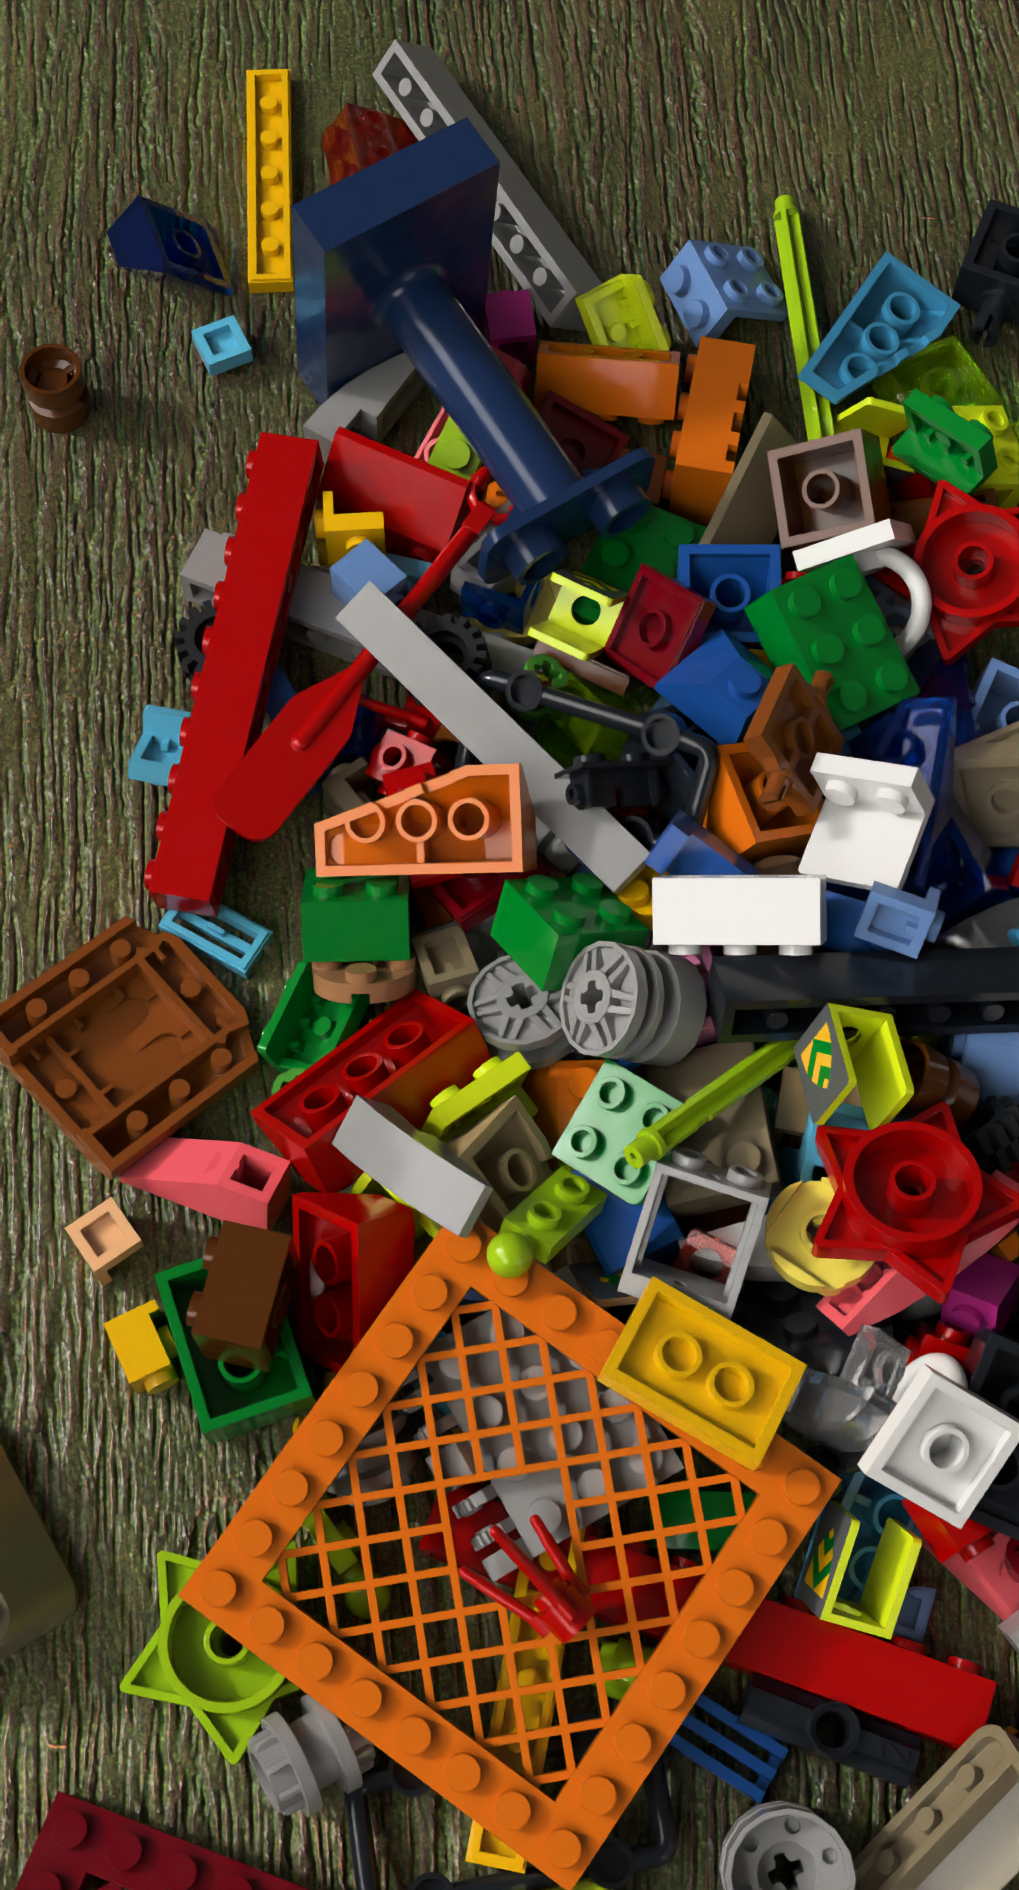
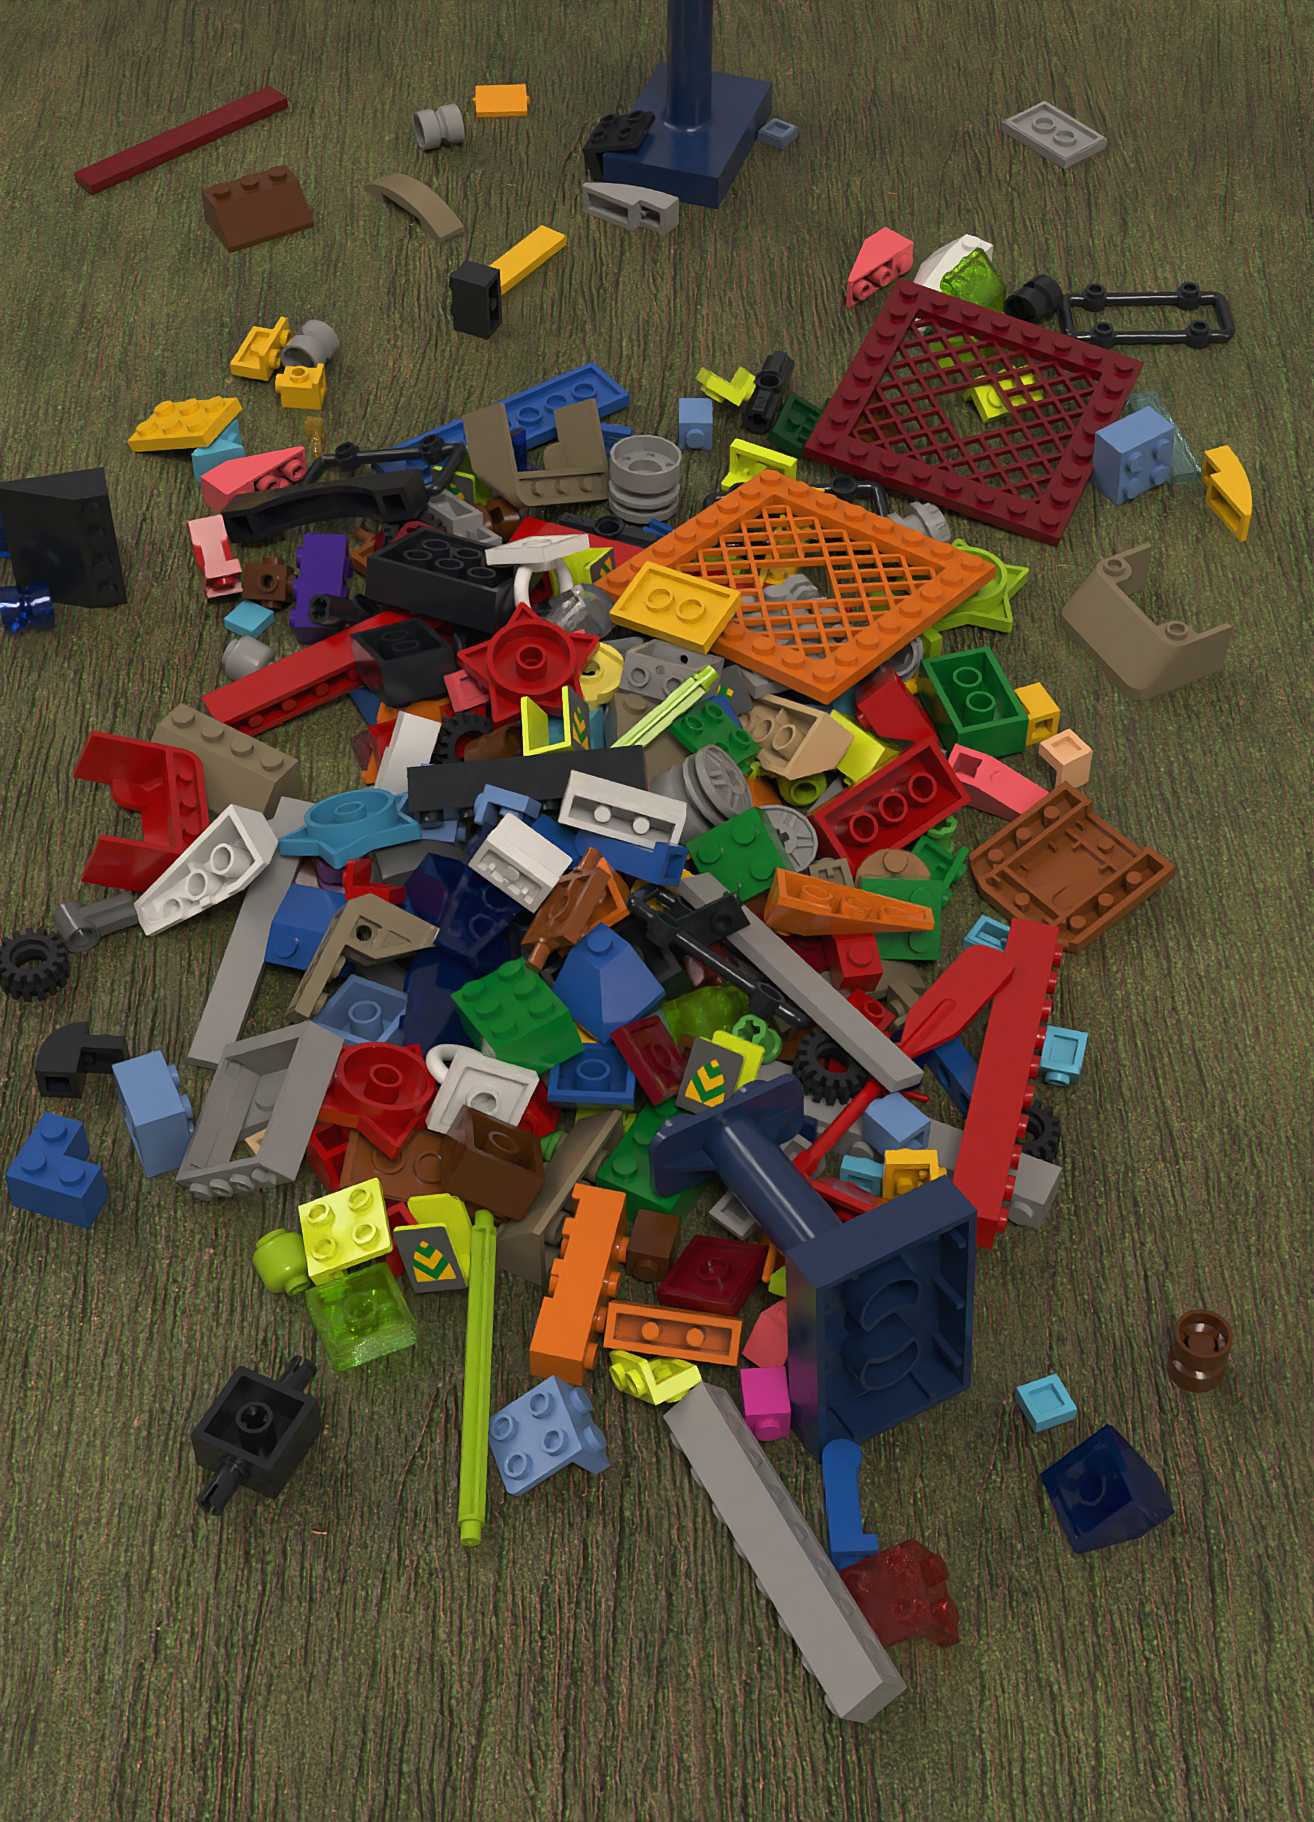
camera: 175 degrees left, 20 degrees down
(244, 1295) = (966, 672): reddish brown brick -> none
(269, 181) = (1013, 1603): yellow tile -> none
(412, 1165) = (858, 713): light grey slope -> none
(493, 1085) = (813, 785): neon yellow bracket -> none
(544, 1223) = (770, 690): lime plate -> none
(560, 1605) = (767, 541): red plant -> none
(878, 330) = (407, 1366): dark azure wedge -> none
(945, 444) = (383, 1179): green bracket -> none

